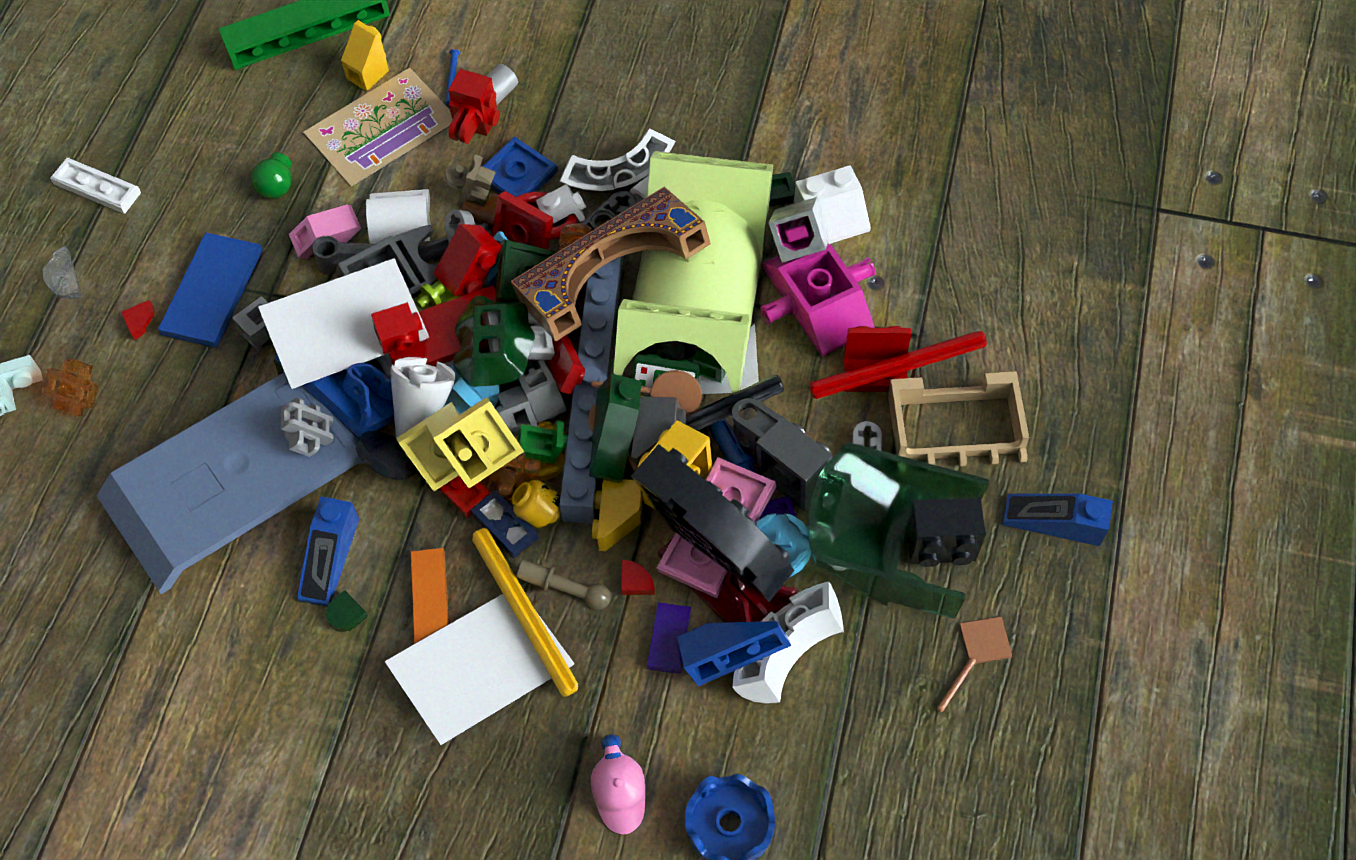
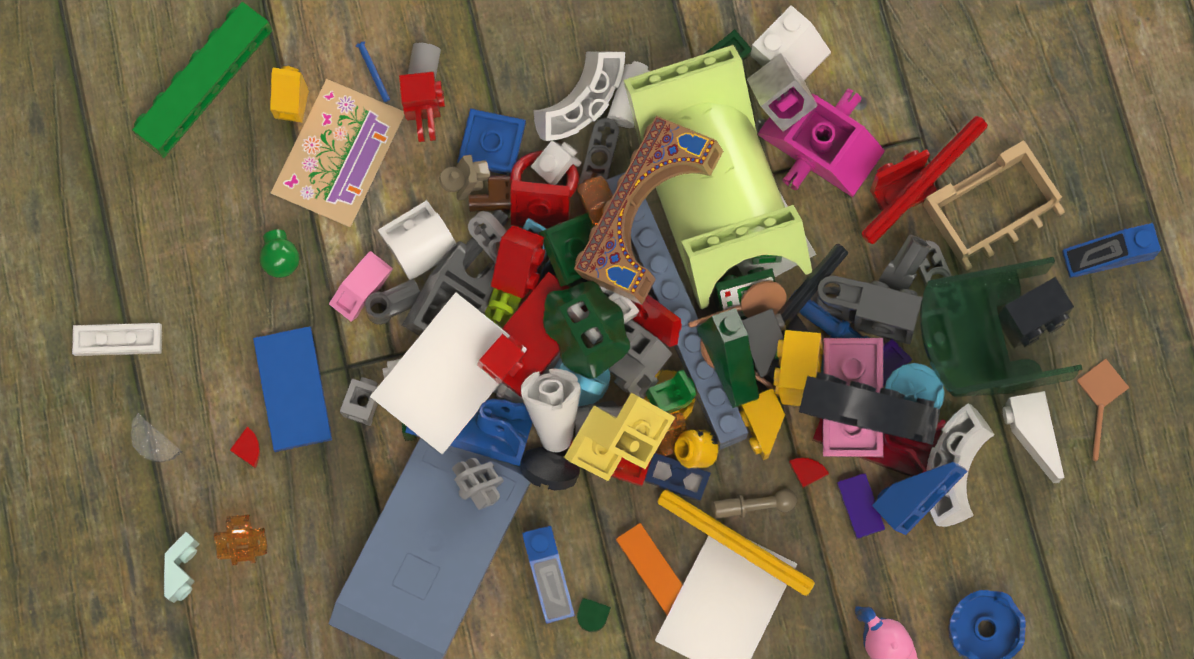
camera: 25 degrees left, 15 degrees up
(840, 428) = (902, 270): none -> dark grey piece
(887, 644) = (1034, 429): none -> white slope

